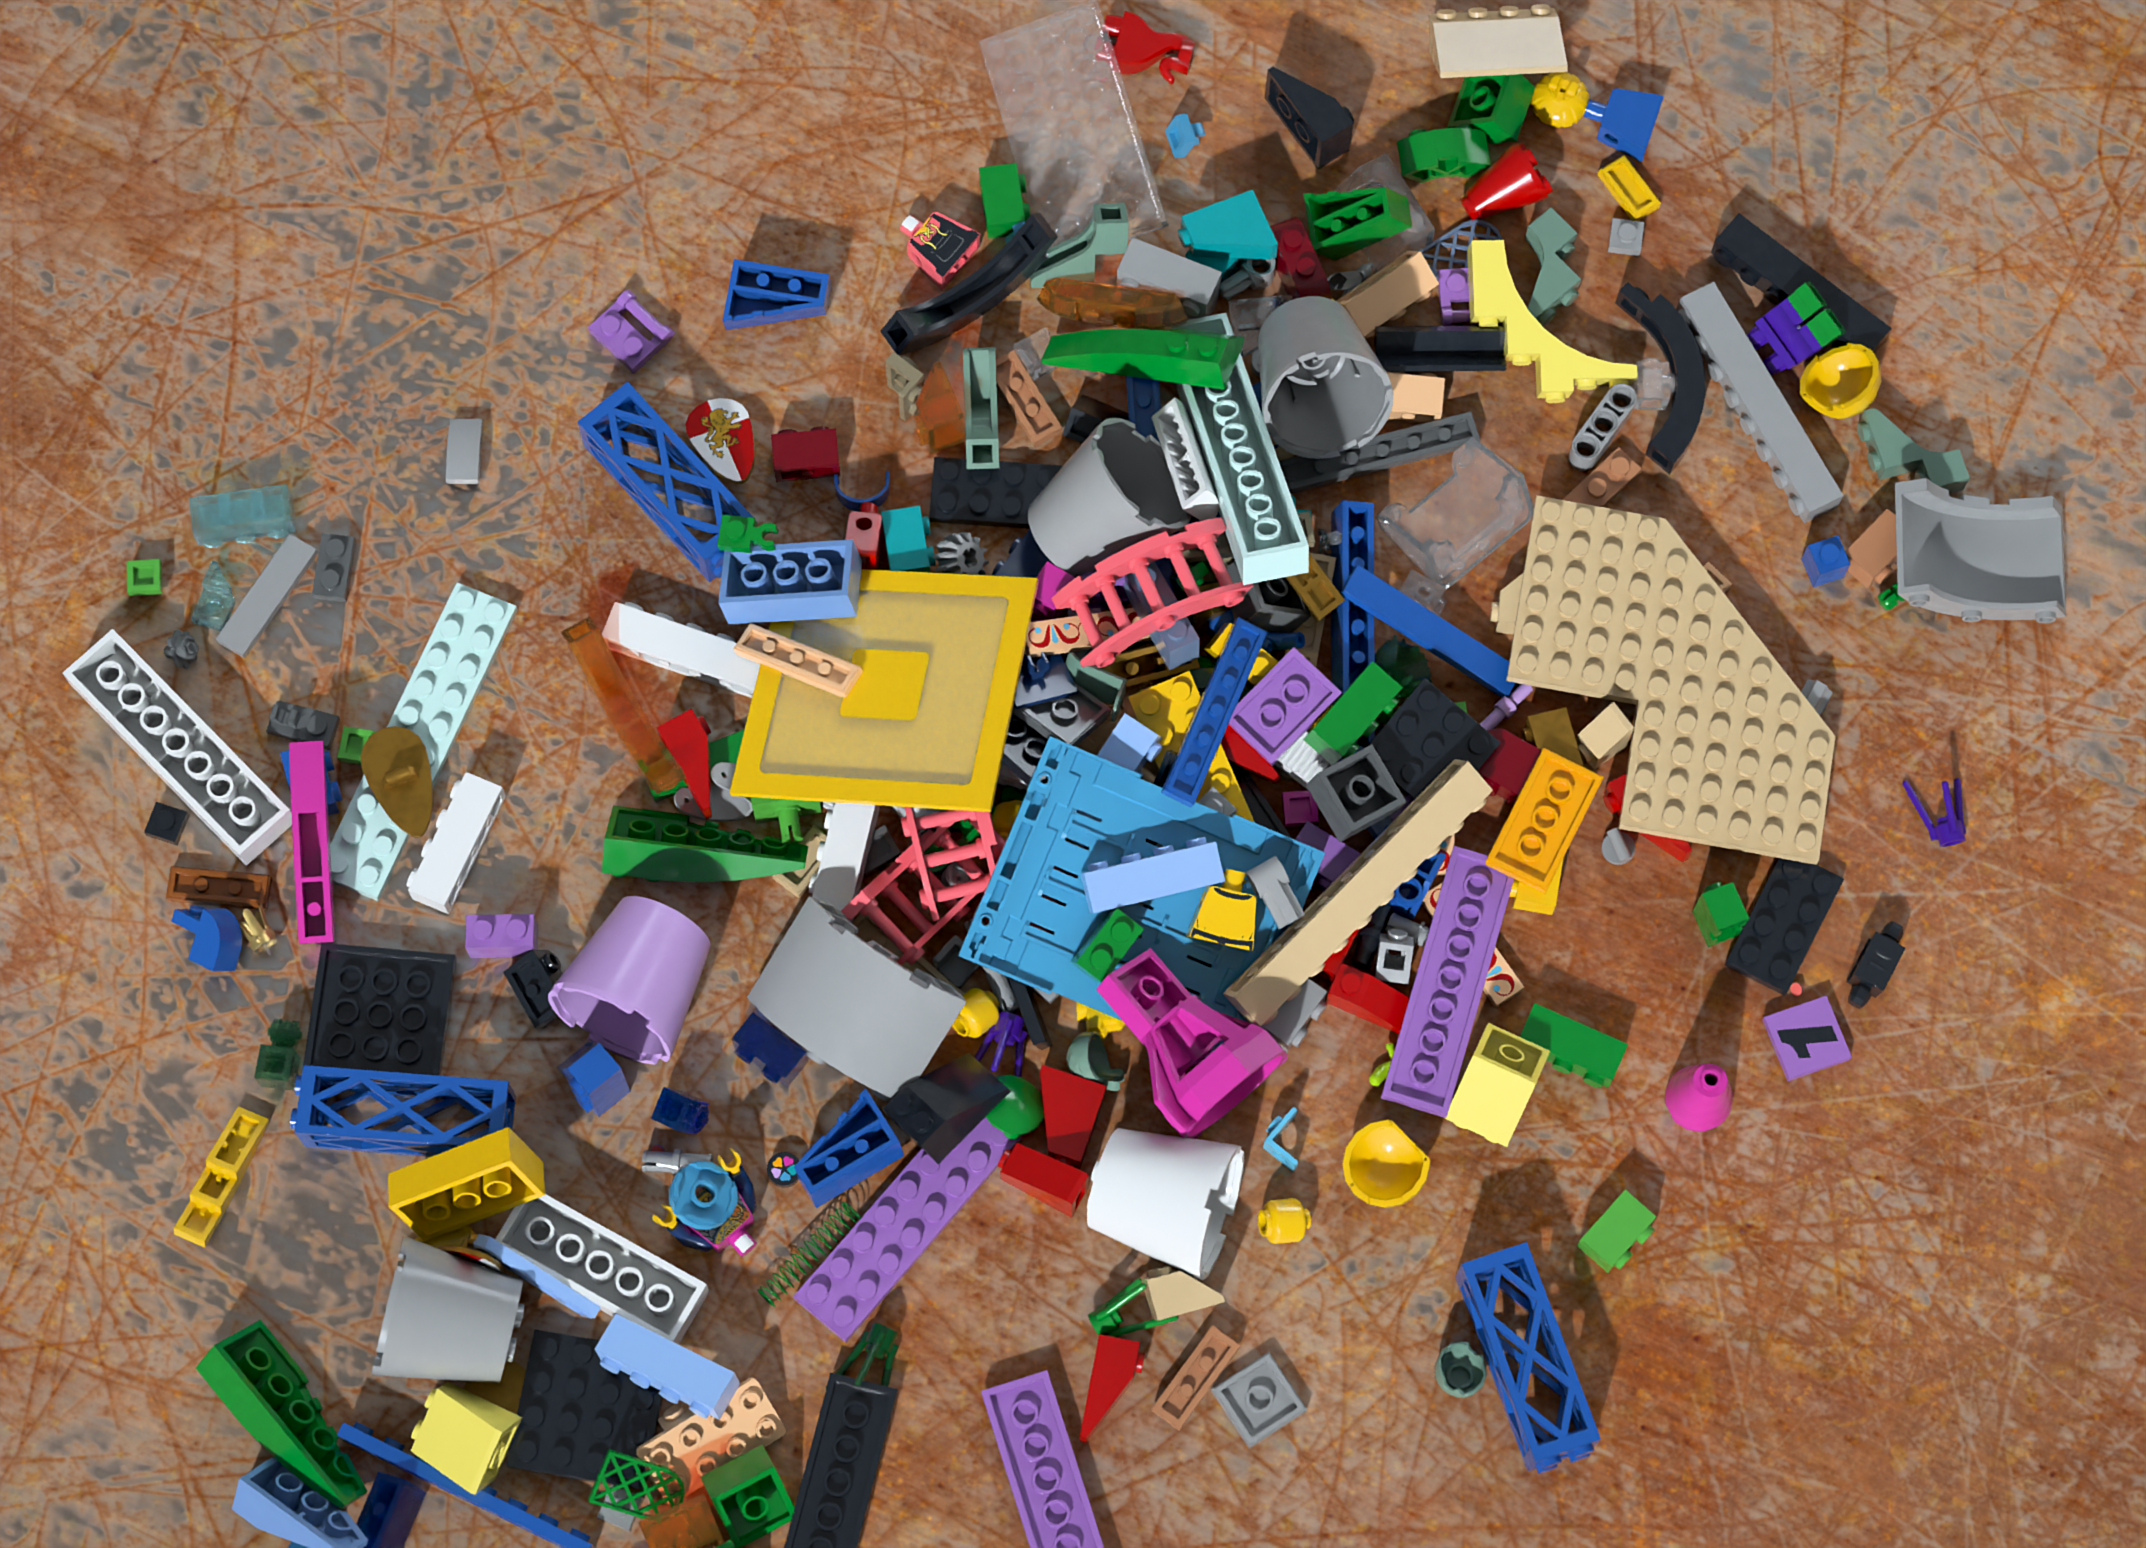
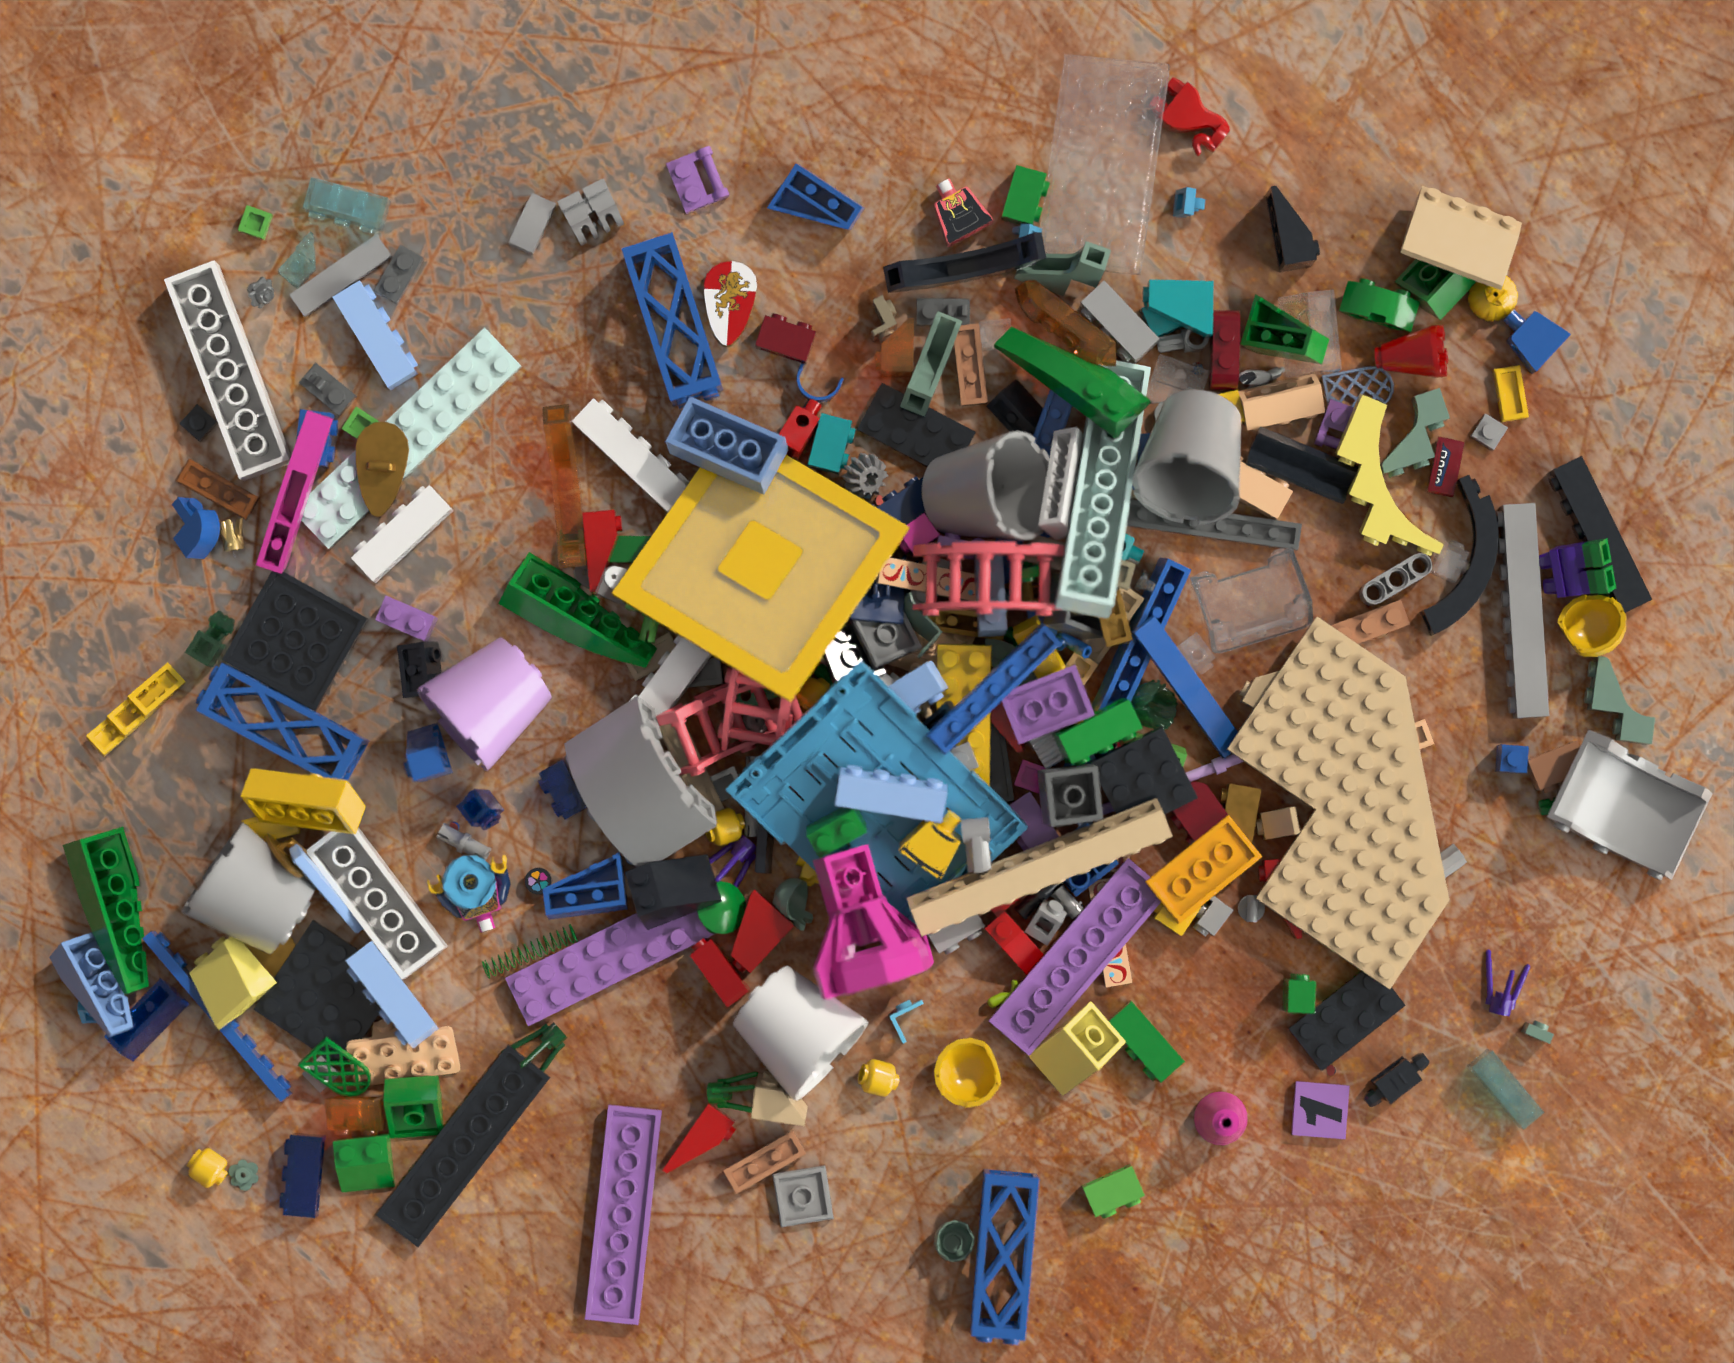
camera: 25 degrees right, 15 degrees up
(334, 640) = (375, 335): none -> light blue brick
(524, 394) = (578, 210): none -> light grey legs
(741, 533) = (705, 393): green plate -> none
(797, 659) = (706, 508): light nougat tile -> none
(952, 356) = (928, 308): none -> dark grey plate
(1579, 873) = (1212, 917): none -> light grey brick
(1597, 290) = (1445, 467): none -> dark red slope
(2003, 921) = (1505, 1089): none -> clear light blue brick
(2005, 843) = (1538, 1030): none -> sand green plate

